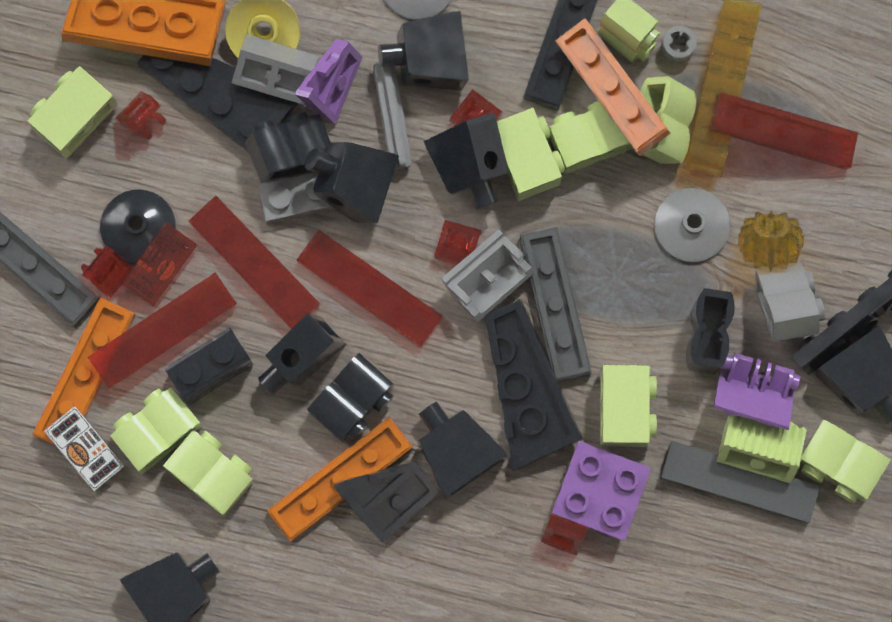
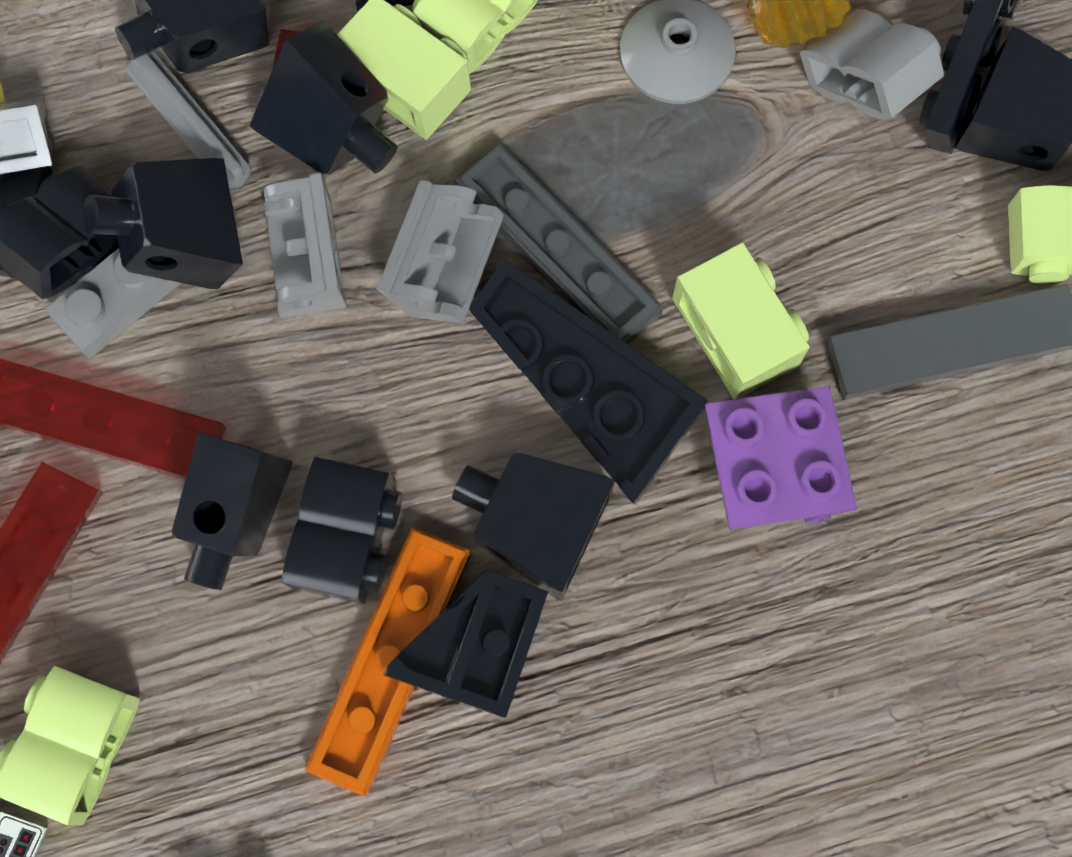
camera: 25 degrees left, 5 degrees down
(208, 366) = (98, 604): black brick -> none
(209, 472) = (183, 762): yellowish green brick -> none
(330, 81) = (71, 113): medium lavender wing -> none
(369, 288) = (283, 365): clear red tile -> none
(415, 228) = (303, 247): none -> light grey hinge
(456, 242) = (370, 236): clear red tile -> none
(564, 534) = (763, 551): clear red tile -> none
(709, 320) = (790, 154): black brick -> none
(754, 394) = (906, 201): medium lavender hinge -> none
(762, 448) = (959, 270): yellowish green brick -> none

